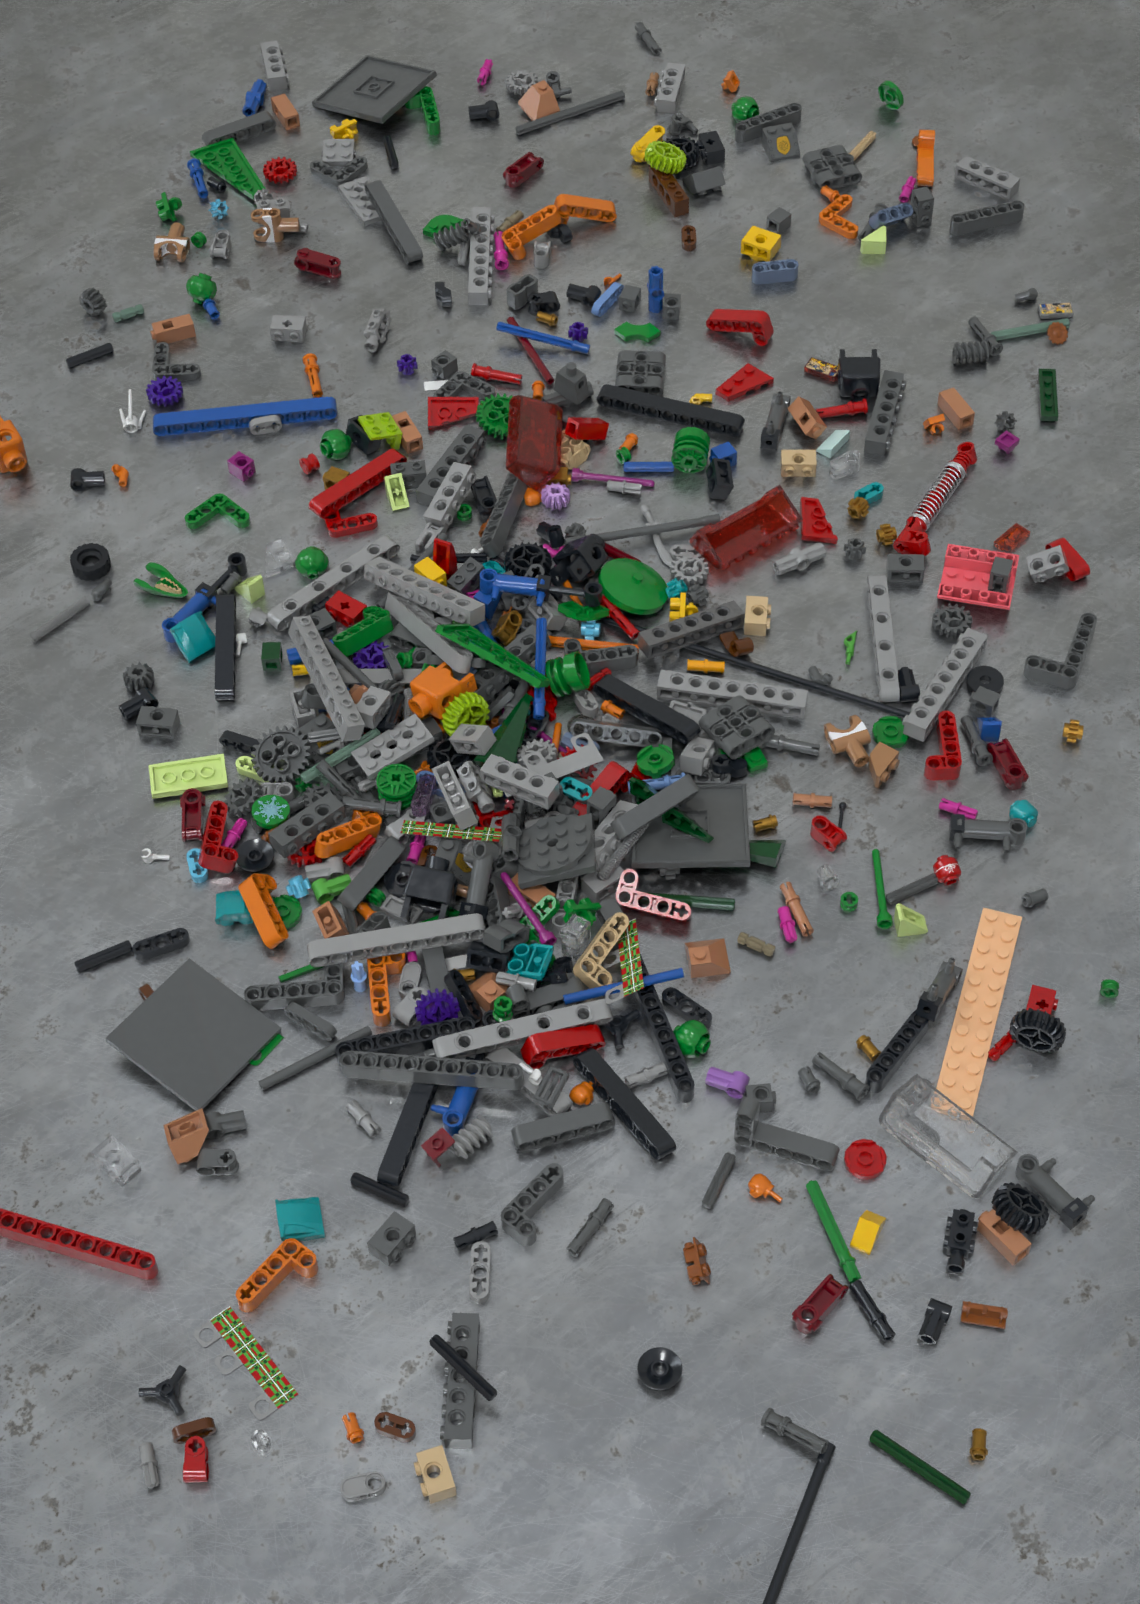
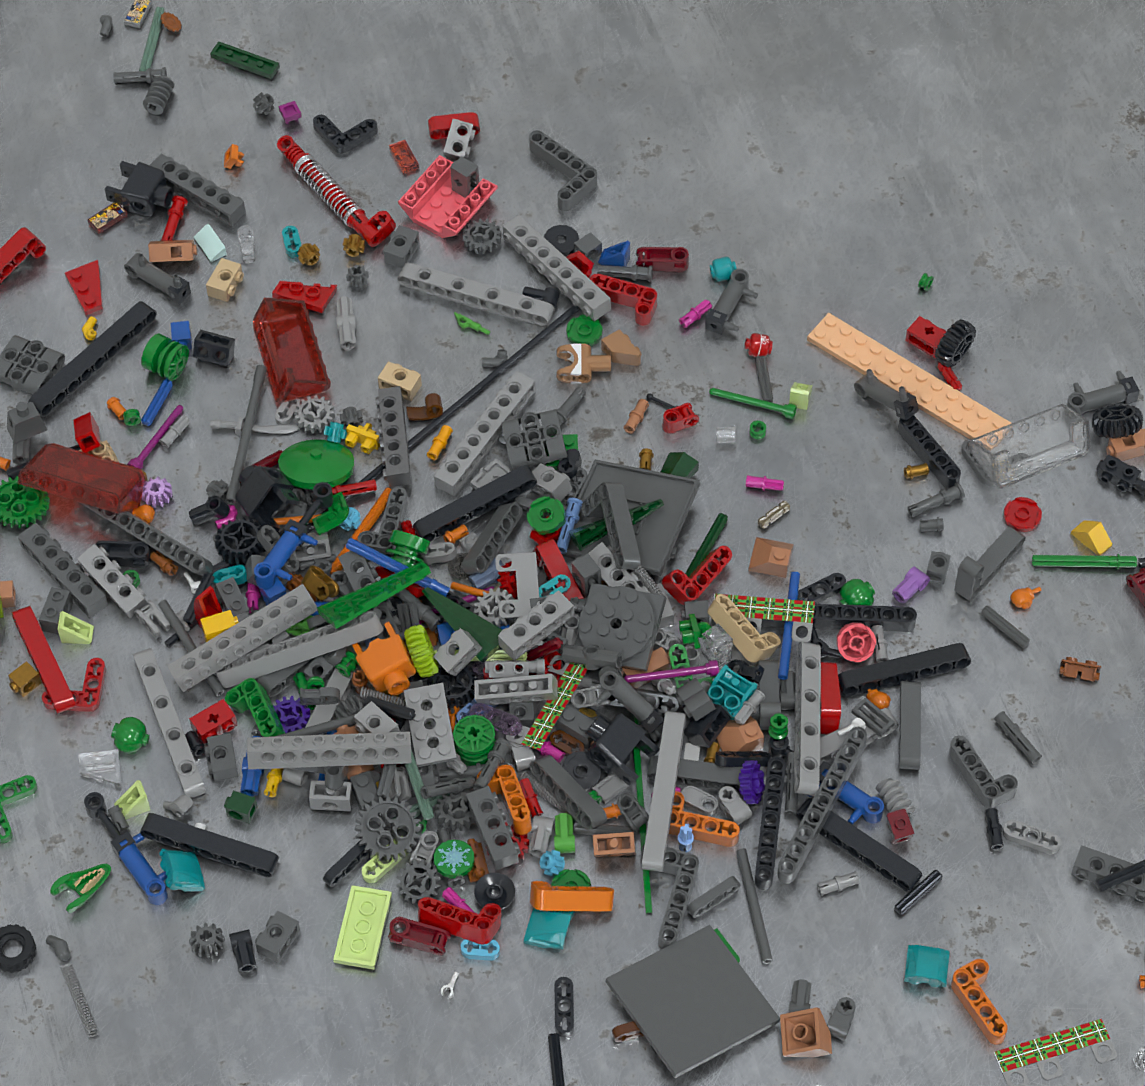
camera: 70 degrees left, 5 degrees up
(394, 1227) = (977, 905): dark grey brick -> none
(632, 1049) = (856, 642): none -> coral cylinder
(793, 902) = (752, 470): nougat pin -> none
(956, 408) = (223, 133): nougat brick -> none
(963, 698) = (581, 262): none -> red bracket
(1005, 487) = (339, 137): none -> black beam
(1030, 899) = (812, 296): dark grey pin -> none
(1073, 731) = (651, 199): pearl gold gear -> none

